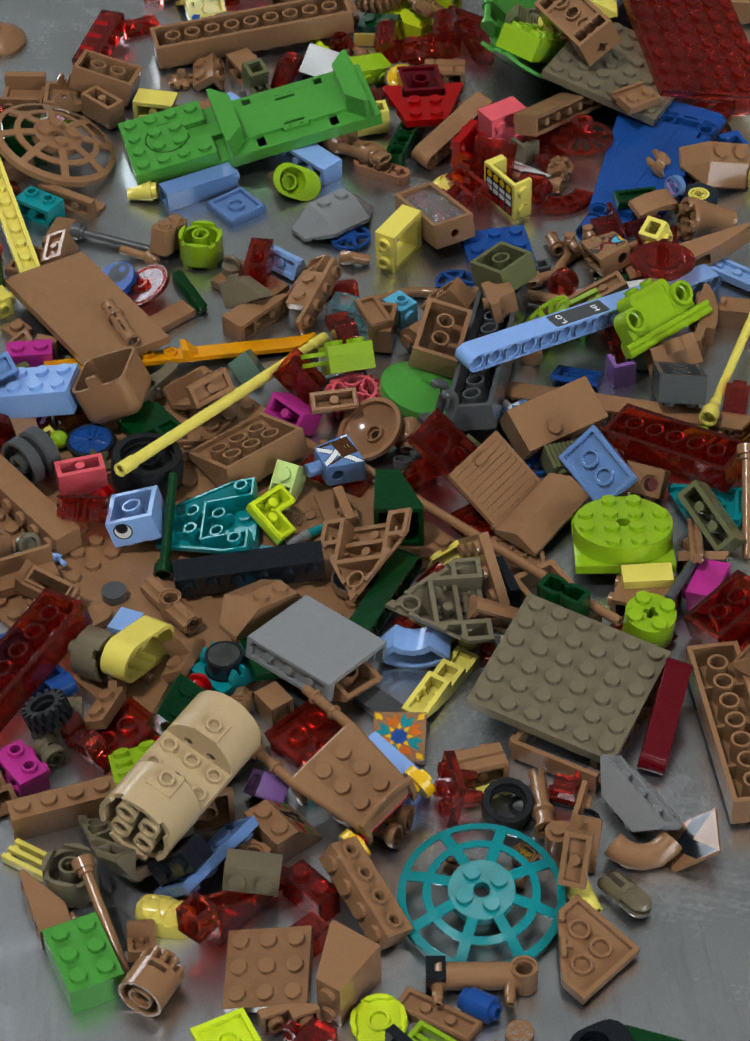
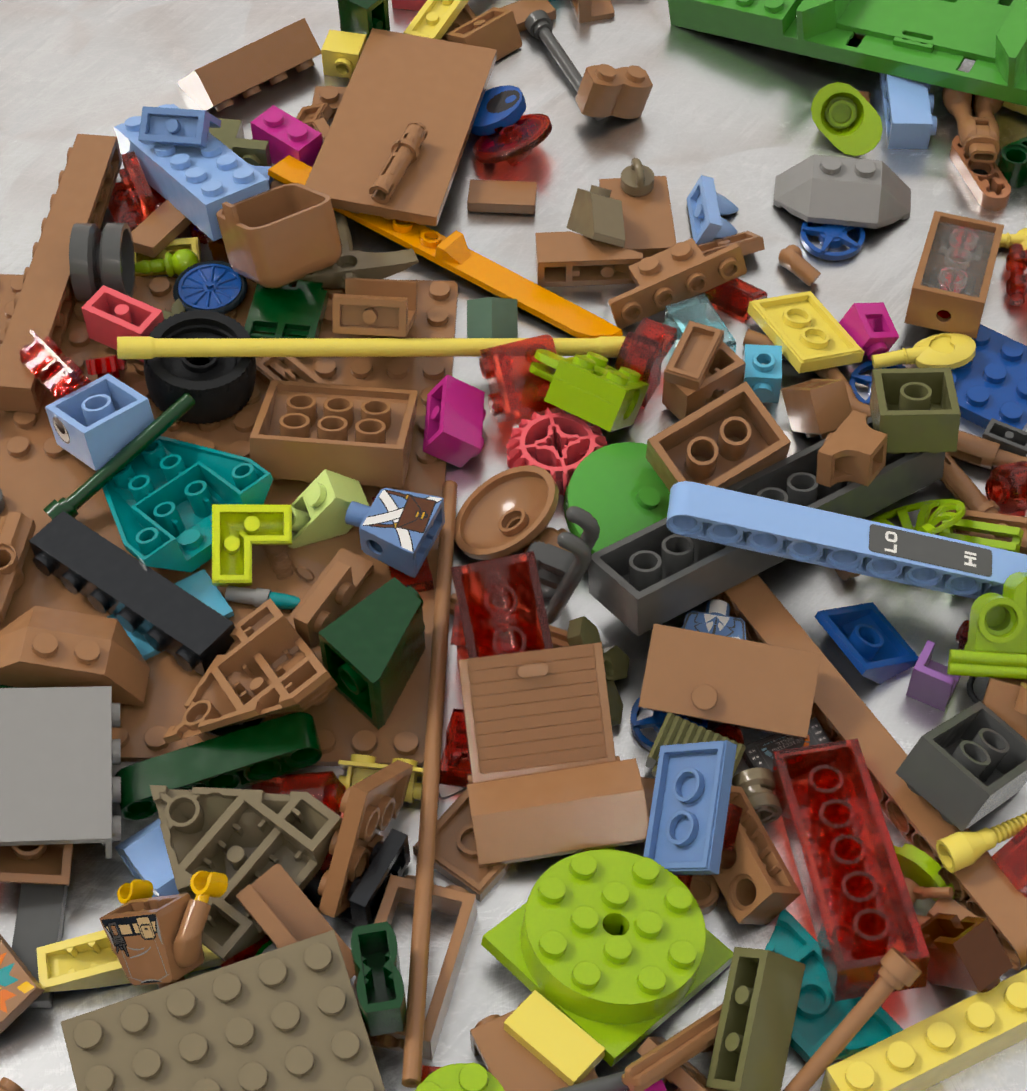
camera: 45 degrees right, 10 degrees up
(144, 192) = (670, 24): light yellow cone -> none
(147, 257) = (567, 94): medium nougat bar -> none
(189, 291) = (560, 179): dark green axle -> none
(198, 186) = (734, 54): medium blue brick -> none
(201, 245) = (637, 126): lime brick -> none
(236, 207) = (750, 107): medium blue tile -> none
(259, 260) = (659, 192): clear red brick -> none
(333, 400) = (500, 441): medium nougat slope -> none
(391, 279) = (806, 332): none -> light yellow tile
(402, 224) = (887, 250): light yellow window -> none
(424, 263) = (870, 327): none -> dark pink brick
(459, 650) = (161, 935): none -> medium nougat torso
(463, 254) = (935, 351): none -> light yellow piece

